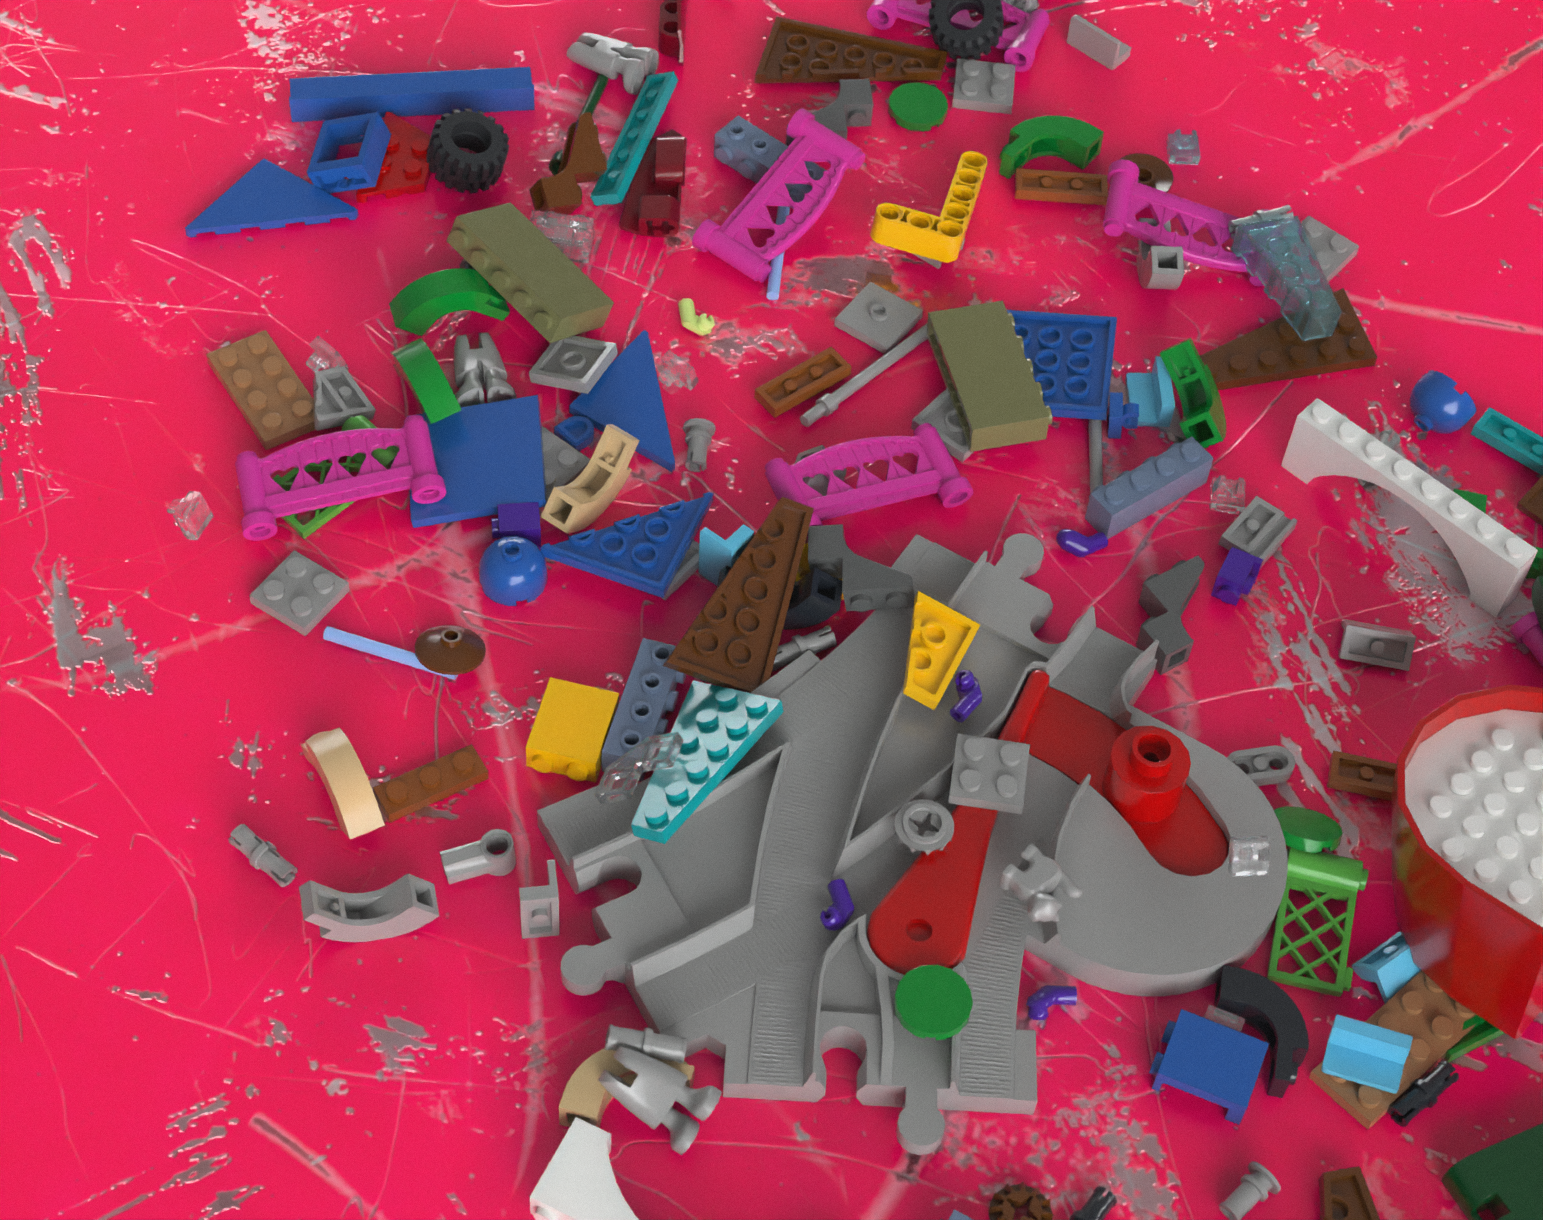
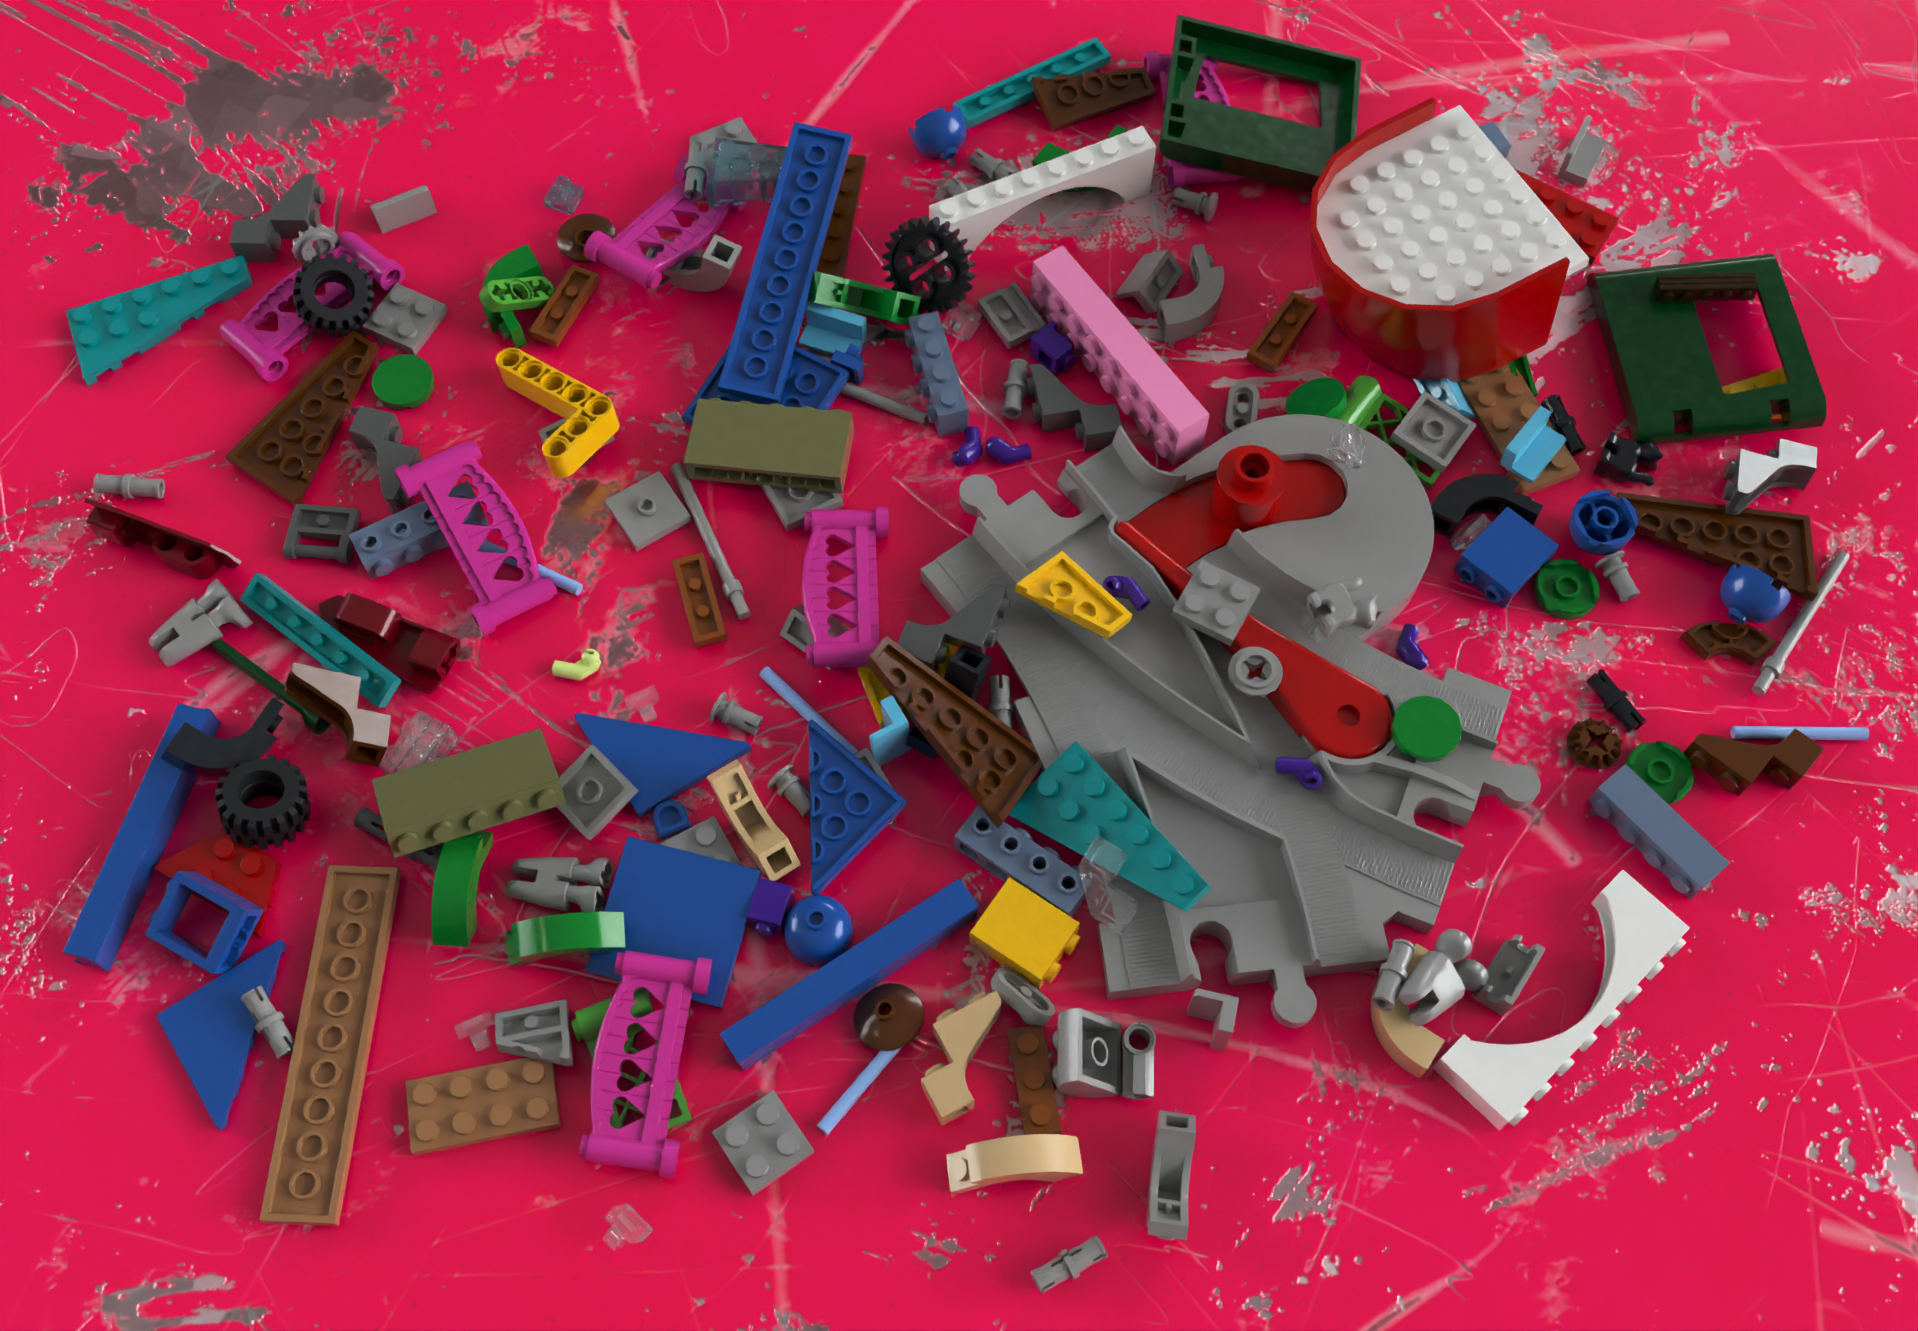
camera: 65 degrees left, 10 degrees up
(282, 225) = (269, 1021): none -> light grey pin
(282, 272) = (331, 1048): none -> medium nougat plate
(444, 708) = (959, 1038): none -> tan arch
(466, 807) = (1087, 1055): none -> light grey brick
(478, 605) = (850, 974): none -> blue tile
(490, 99) = (212, 756): none -> black arch
(505, 749) = (1022, 996): none -> light grey plate
(646, 501) = (791, 788): none -> light grey pin
(701, 1179) = (1508, 974): none -> light grey hinge
(733, 491) = (802, 706): none -> light blue bar
(744, 97) = (323, 524): none -> dark grey plate
(1058, 144) = (525, 286): none -> bright green beam
(1091, 575) = (1005, 453): none -> dark purple arm
(1166, 559) = (1015, 389): none -> light grey pin
(1198, 310) = (785, 264): none -> blue plate
(1206, 1145) = (1566, 589): none -> green tile
(1252, 625) = (1118, 356): none -> bright pink brick
(1254, 449) = (913, 241): none -> black gear
(1300, 1146) = (1602, 522): none -> blue cylinder
(1330, 951) = (1433, 431): none -> light grey plate
(1371, 694) = (1193, 312): none -> light grey arch
(1414, 1168) = (1621, 457): none -> black animal
(1435, 460) = (993, 167): none -> light grey pin
(1505, 663) = (1197, 202): none -> light grey pin

